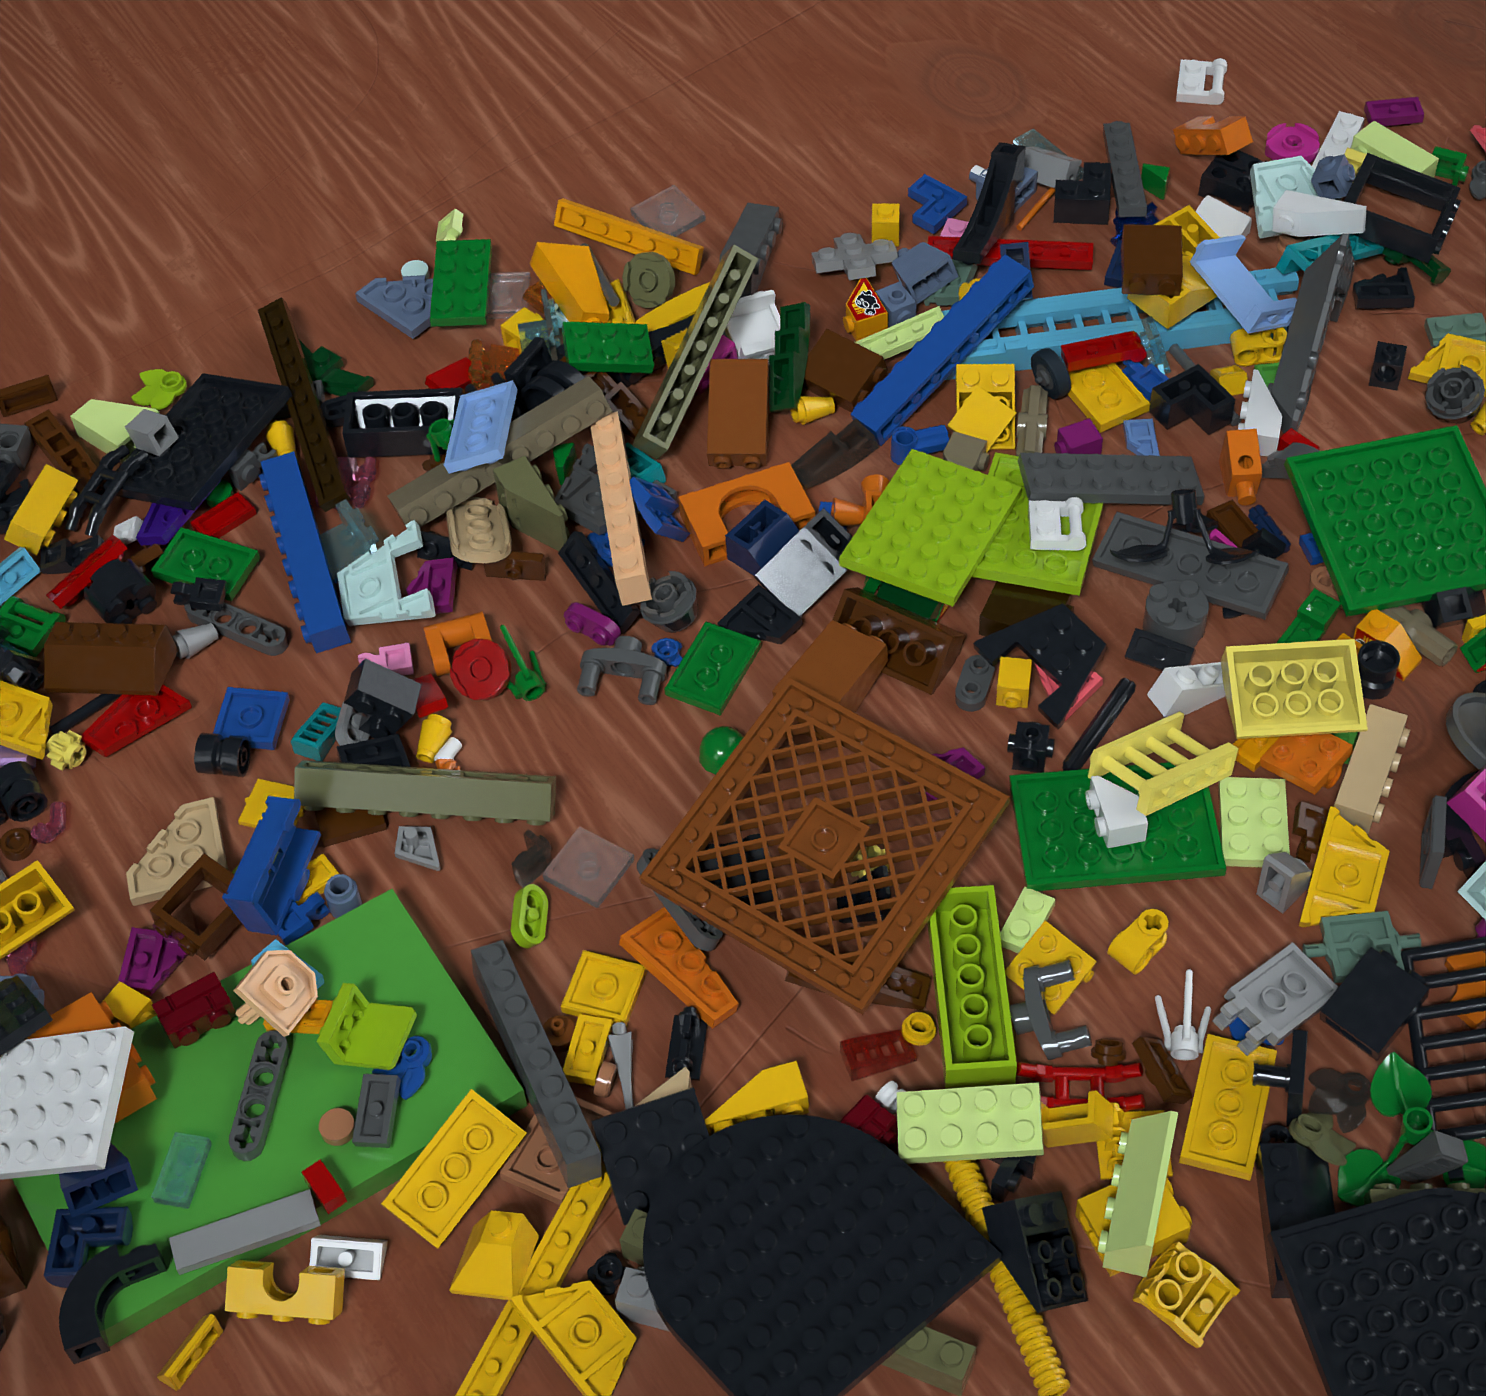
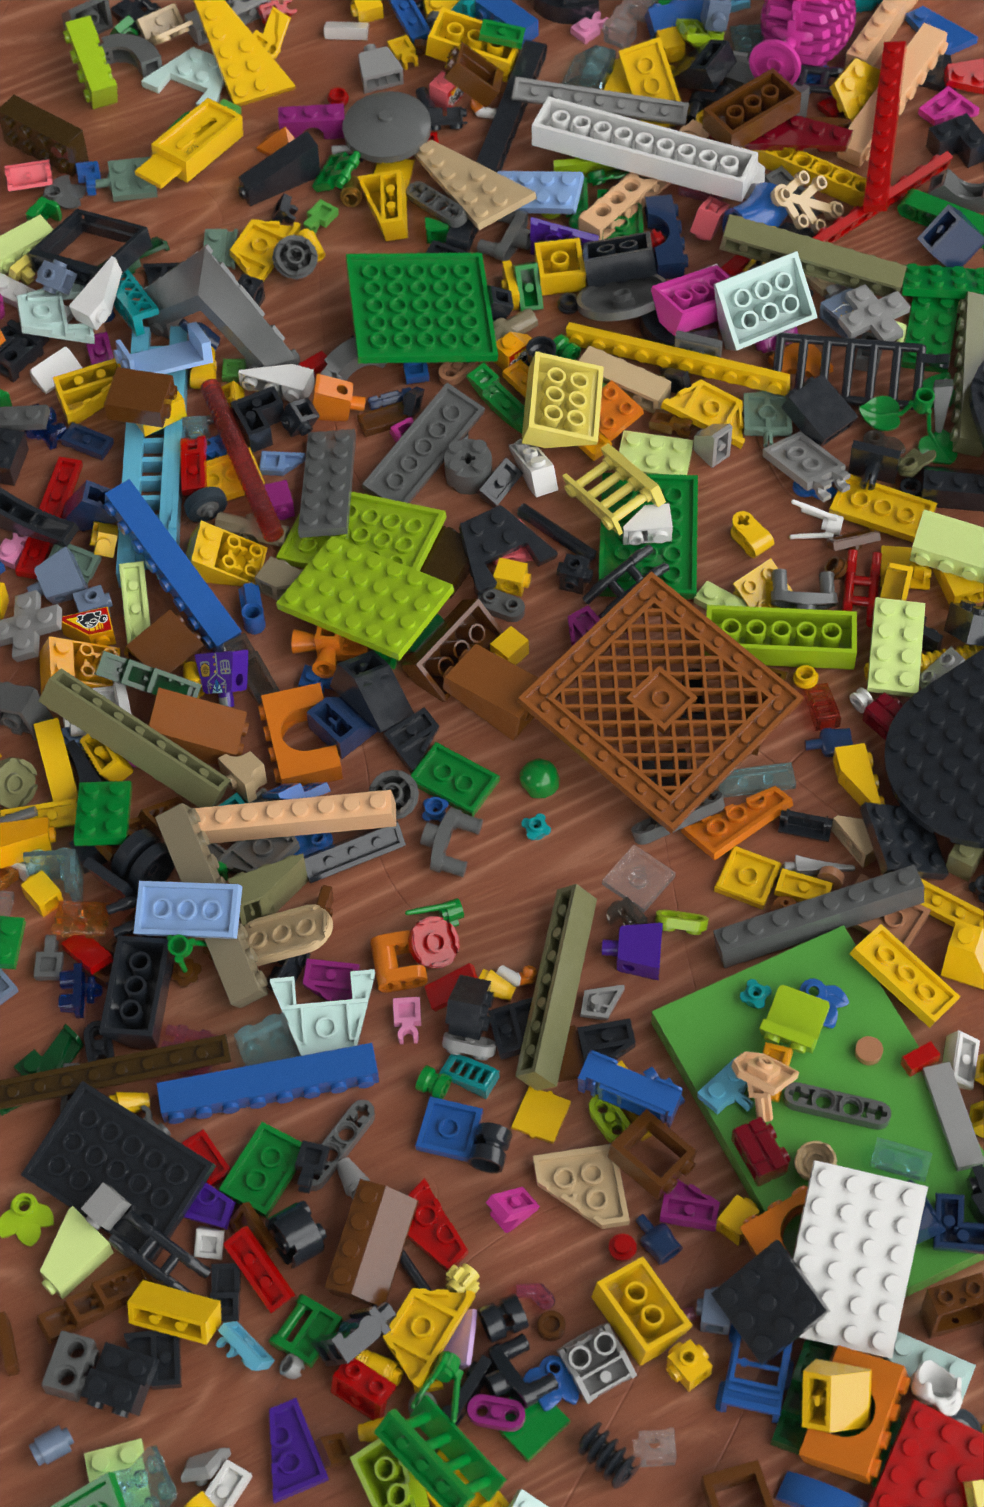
camera: 85 degrees left, 5 degrees up
(103, 901) = (622, 1247): none -> red plate
(110, 935) = (658, 1240): none -> dark blue piece
(151, 783) = (511, 1207): none -> dark pink slope
(176, 1070) = (813, 1151): none -> tan hair
(305, 696) = (435, 1083): none -> green wheel
(341, 895) = (651, 1051): sand blue brick -> none
(358, 854) = (607, 1038): none -> black wing
(376, 1110) = (861, 1018): dark grey plate -> none
(407, 378) = (76, 1001): none -> clear blue hips
(416, 998) = (755, 1001): none -> teal plate
(445, 352) = (50, 962): none -> dark grey plate
(484, 874) = (637, 949): none -> dark purple torso
(592, 624) = (392, 865): magenta plate -> none
(655, 761) = (536, 833): none -> teal plate
(684, 467) = (245, 773): none -> tan brick
(750, 987) = (757, 779): none -> clear light blue tile
(812, 424) = (223, 673): none -> dark purple torso
(817, 290) = (75, 658): none -> light orange slope
(818, 1069) = (829, 739): none -> dark blue piece
(904, 694) = (510, 646): none -> yellow brick
(951, 1189) = (942, 665): none -> light grey hinge
(982, 417) = (242, 557): yellow piece -> none
(1043, 797) = (629, 567): none -> black piece
(1046, 525) = (376, 525): white plate -> none
(1114, 392) = (242, 460): none -> clear red piece
(1187, 520) = (390, 430): black plant -> none
(1207, 429) = (299, 417): none -> black brick
(1260, 252) = (100, 350): none -> magenta plate
(1389, 824) = (678, 378): none -> black plate
(1403, 695) = (565, 348): none -> green wheel
(1415, 831) = (678, 358): none -> yellow plate

